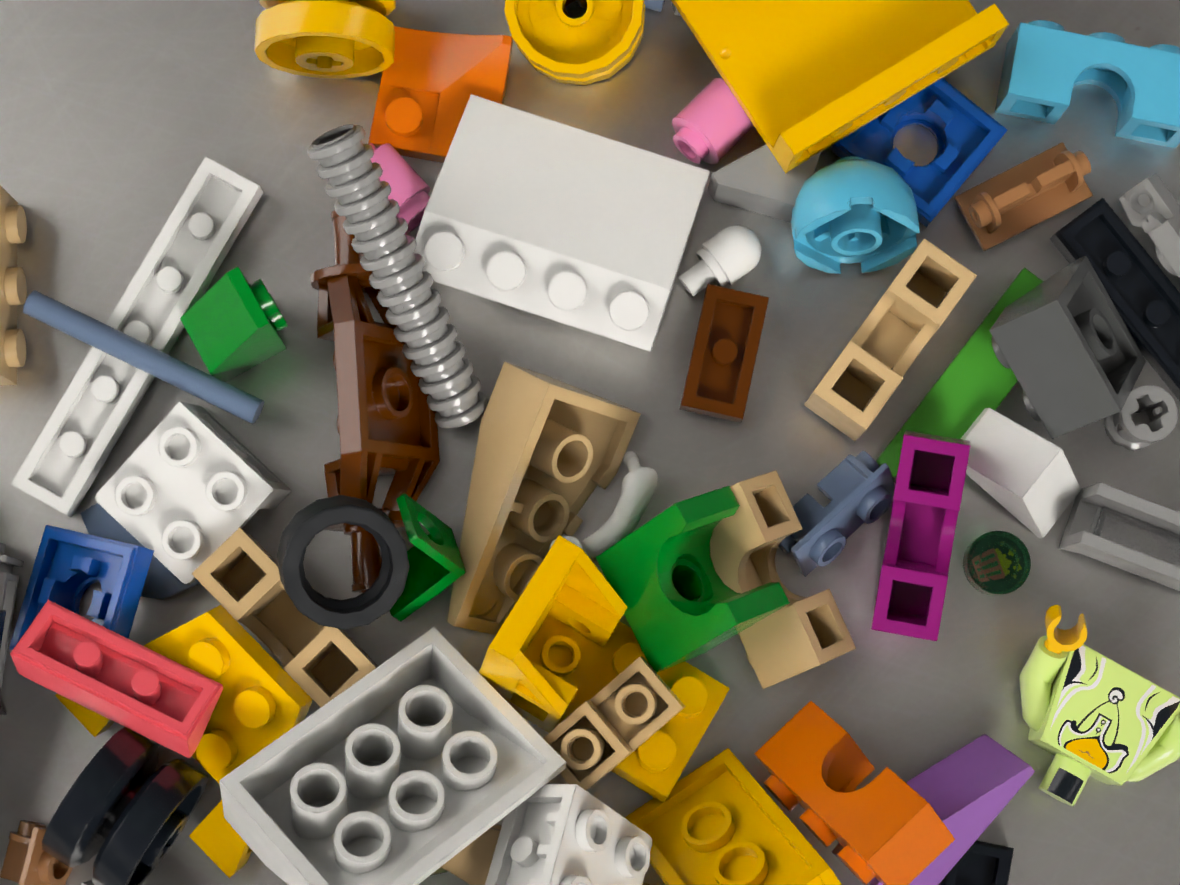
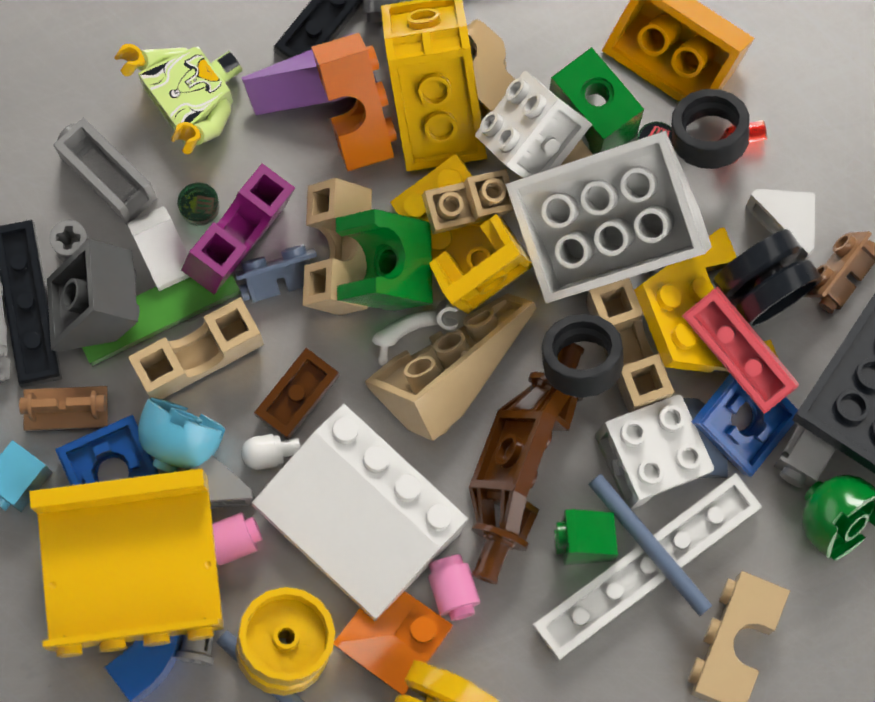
camera: 150 degrees left, 5 degrees down
(398, 275) = (474, 510): light grey piece -> none
(432, 559) = (527, 349): green bracket -> none

